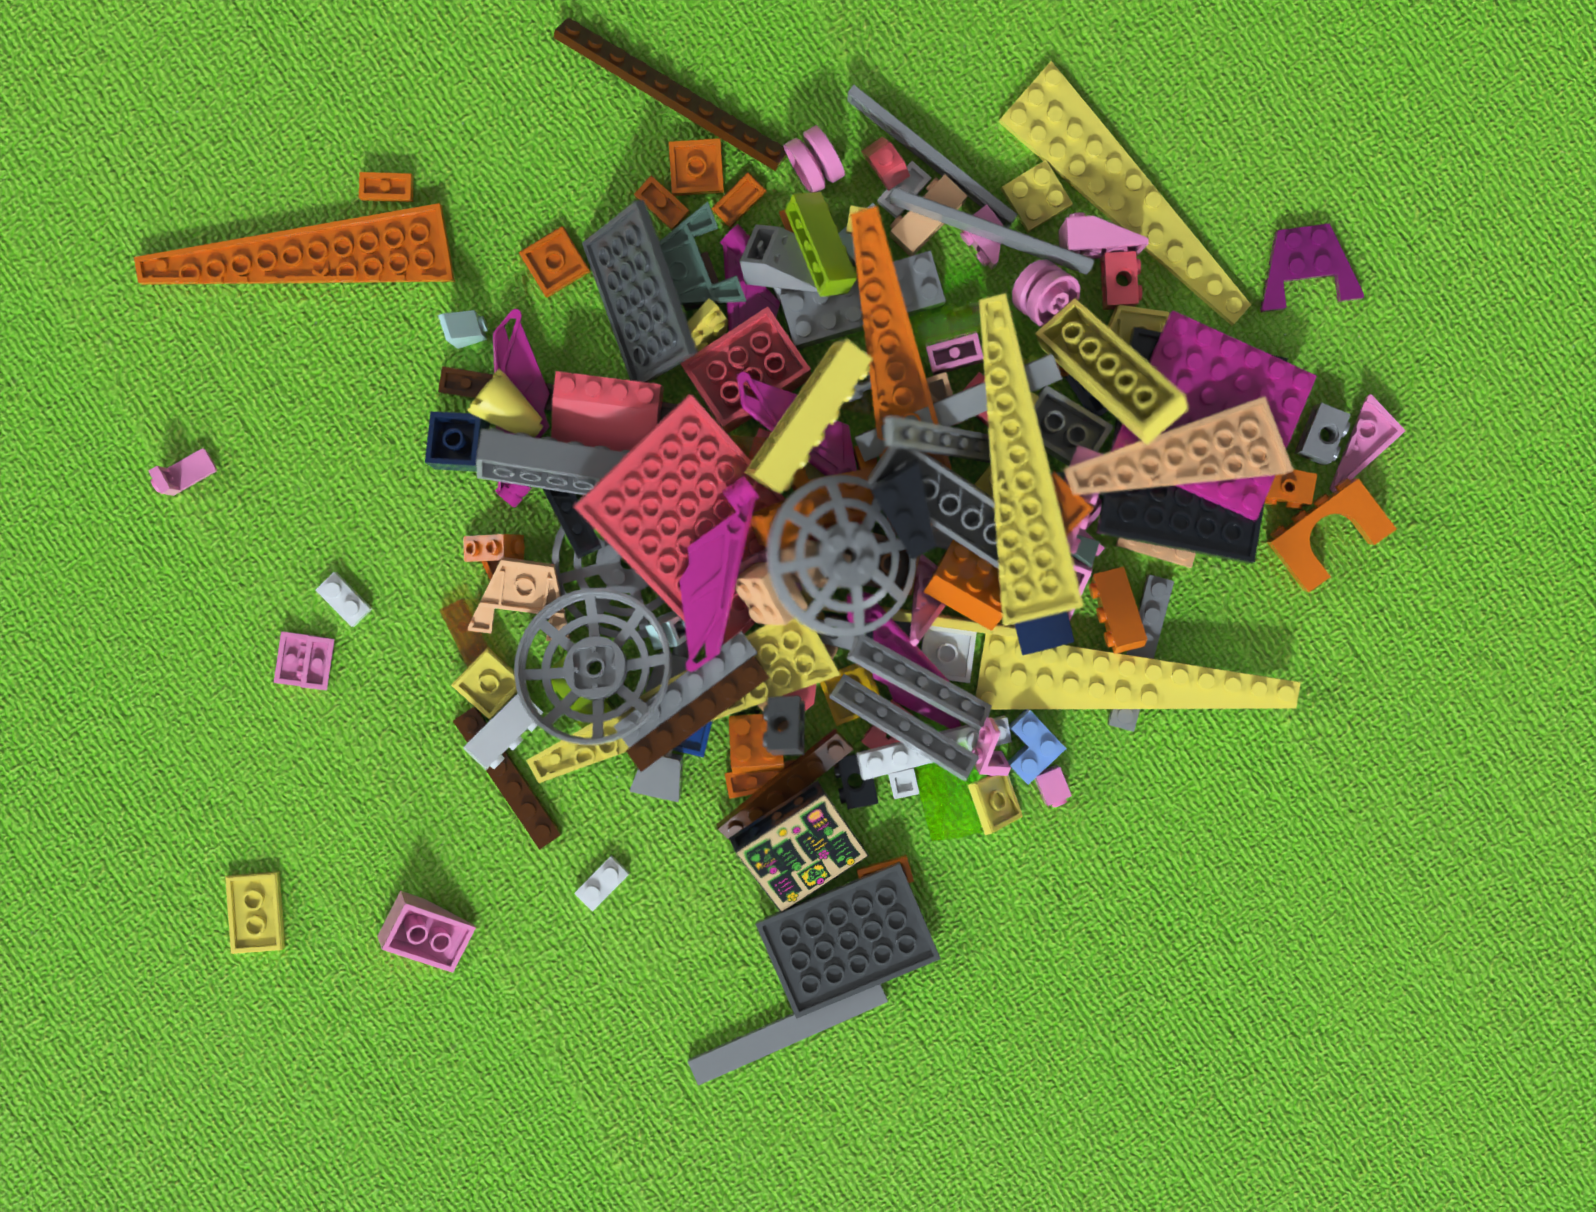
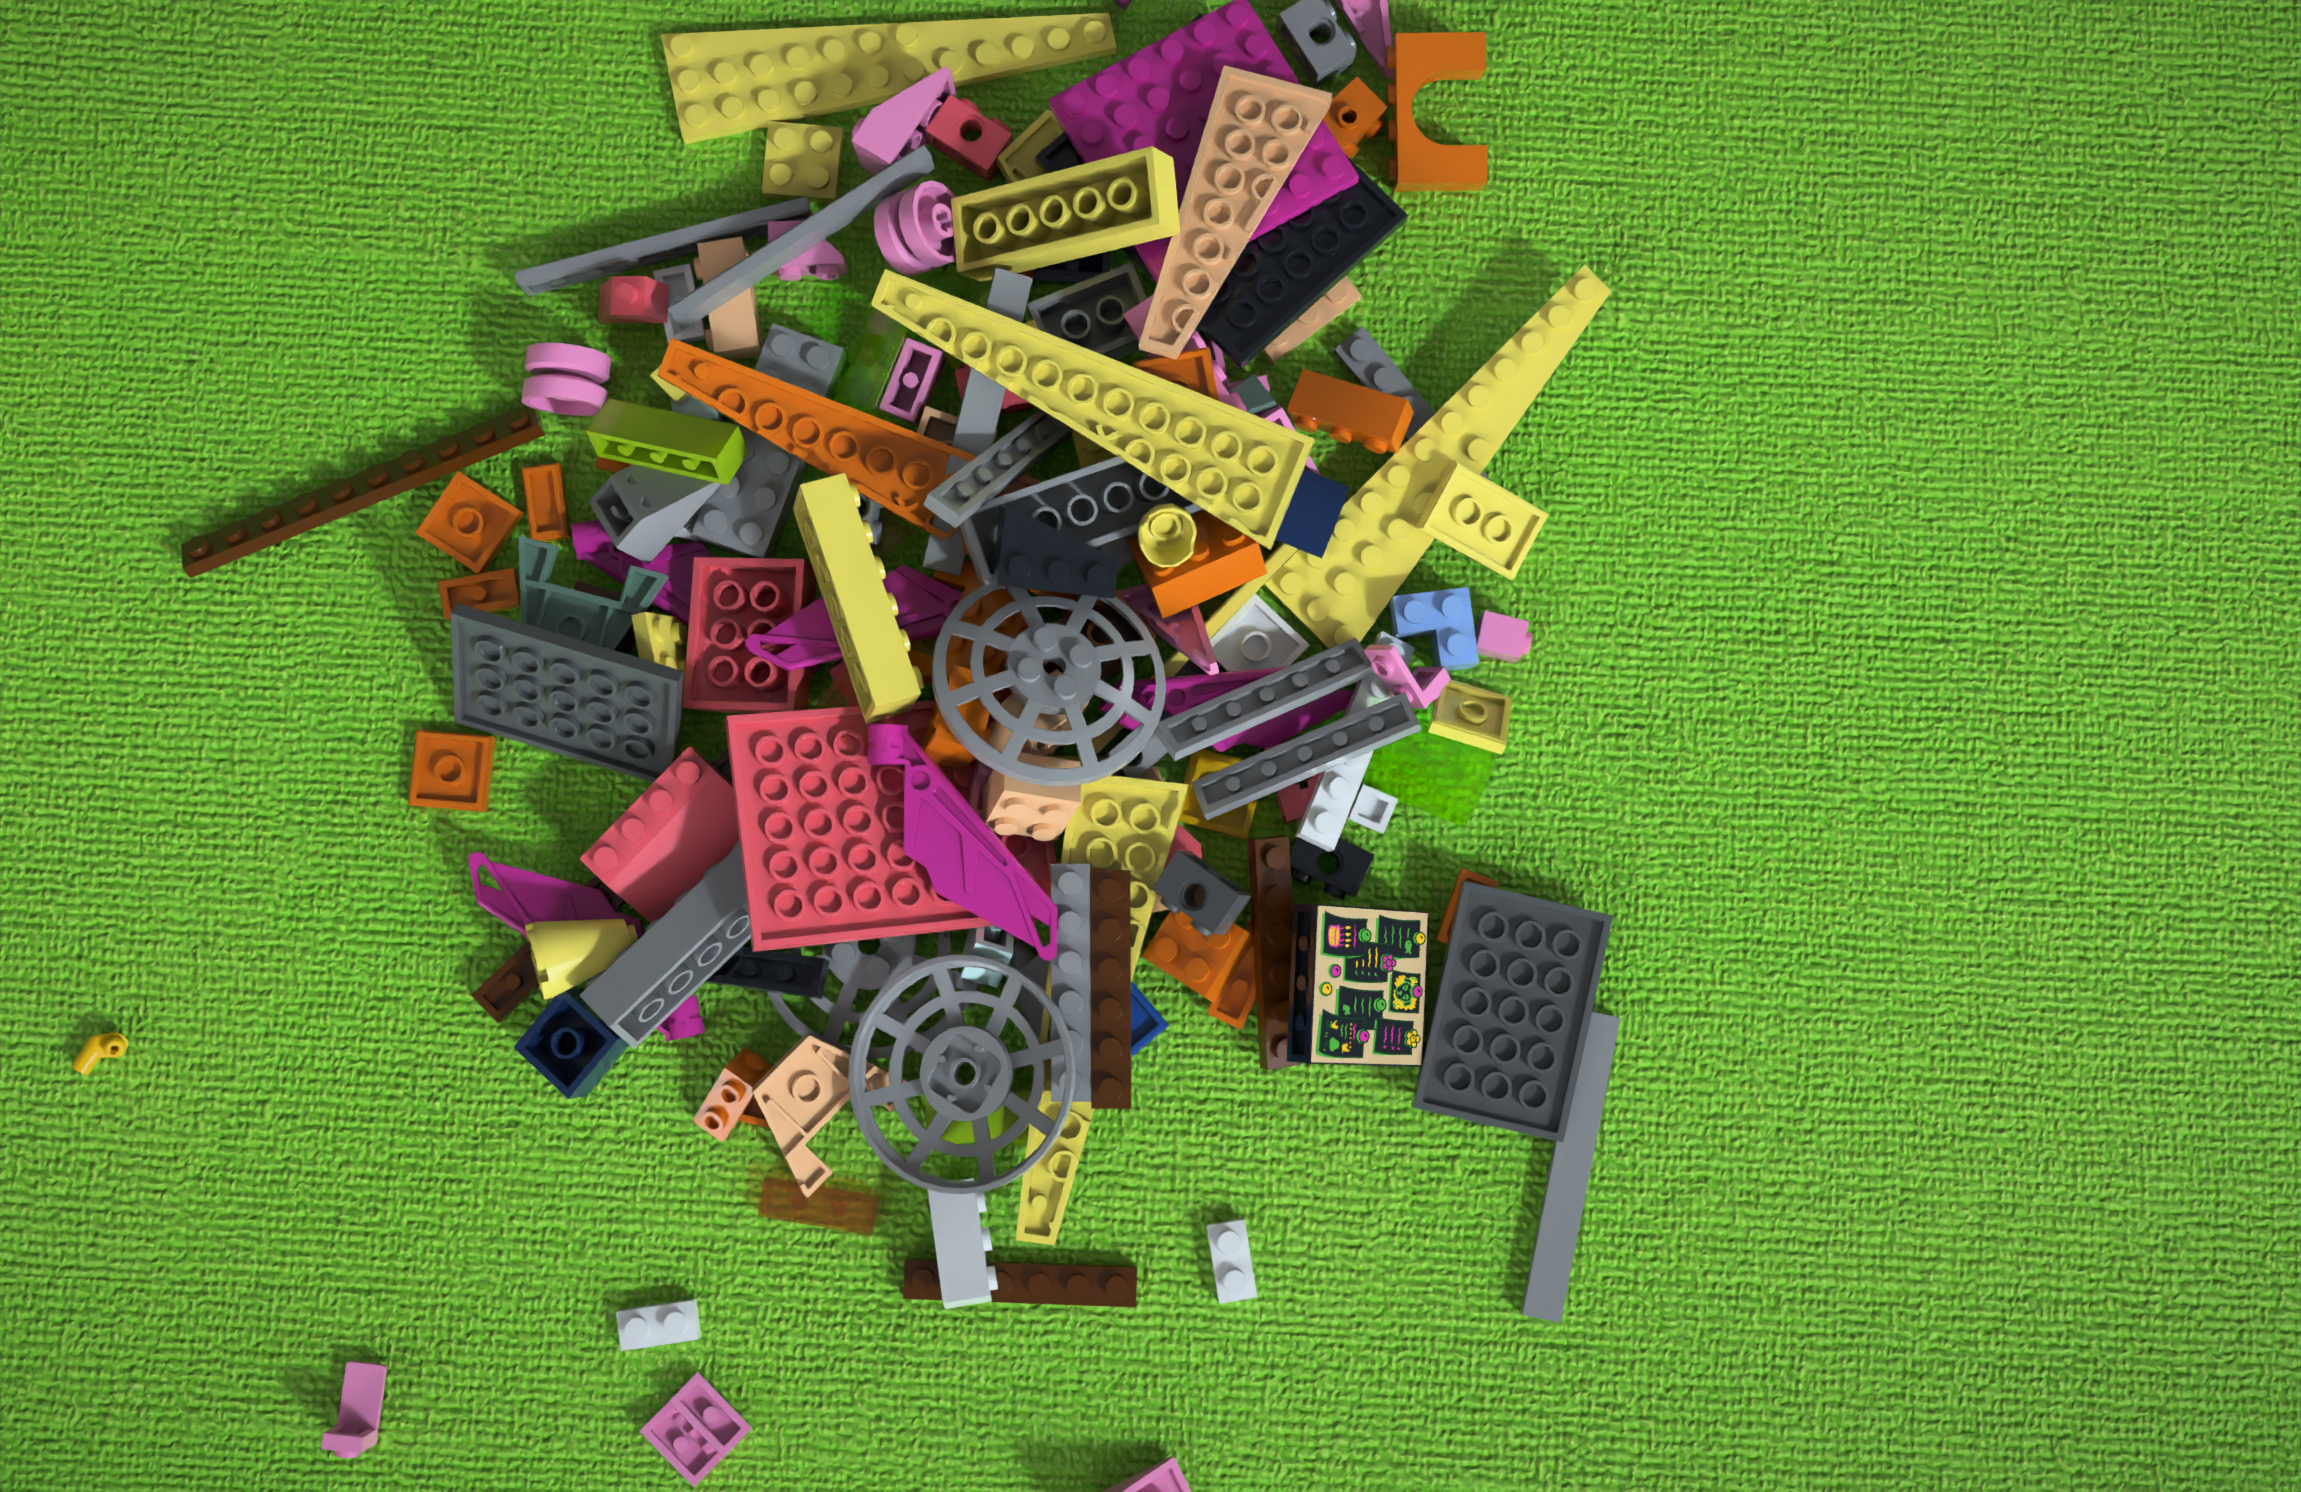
camera: 60 degrees left, 5 degrees down
(269, 186) = (99, 1046): none -> yellow arm
(364, 249) = (264, 984): orange wing -> none
(386, 186) = (209, 905): orange plate -> none
(463, 328) = (446, 934): light aqua slope -> none
(487, 683) = (889, 1221): light yellow tile -> none
(661, 779) = (1156, 1094): light grey torso -> none
(969, 562) = (1167, 535): none -> light yellow hair
(1110, 728) = (1482, 520): none -> light yellow tile

